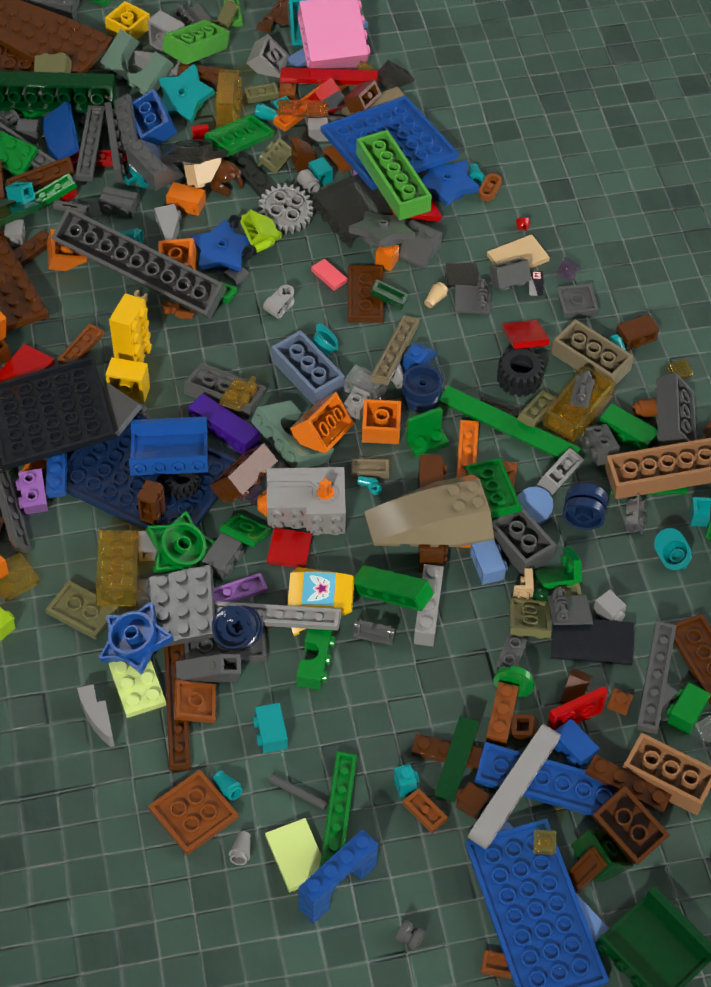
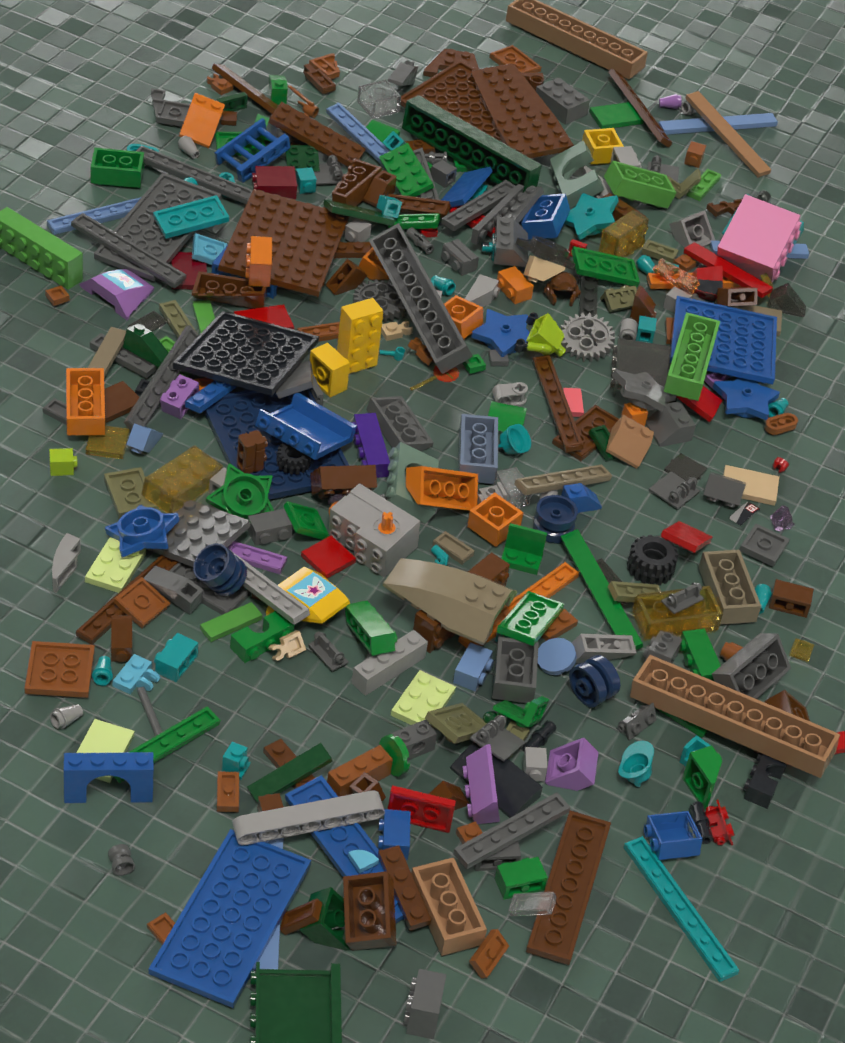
camera: 35 degrees right, 10 degrees down
(42, 552) = (143, 438): none -> medium blue slope
(51, 284) = (346, 278): none -> reddish brown slope
(52, 63) = (504, 133): olive brick -> none
(86, 281) = (384, 295): none -> dark grey gear
(159, 326) = (398, 353): none -> teal hand
(216, 318) = (449, 376): none -> clear yellow piece
(218, 748) = (121, 638): none -> reddish brown slope
(238, 393) = (402, 429): clear yellow bracket -> none
(250, 768) = (136, 674): none -> medium azure hinge
(276, 663) = (231, 622): none -> bright green tile
(296, 320) = (507, 415): none -> green slope
(322, 284) = (558, 403): none -> reddish brown tile
(343, 648) = (290, 645): none -> tan plate
(407, 280) = (629, 441): none -> medium nougat slope
(436, 294) = (645, 467): tan cone -> none
(479, 617) = (421, 696): none -> yellowish green plate
(526, 587) = (484, 704): tan bracket -> none
(544, 842) = (285, 868): clear yellow tile -> none
(580, 787) = (362, 859): none -> medium azure tile
(587, 582) = (540, 736): none -> black pin
(599, 656) = (481, 786): none -> medium lavender slope
(633, 587) = (572, 765): none -> medium lavender slope

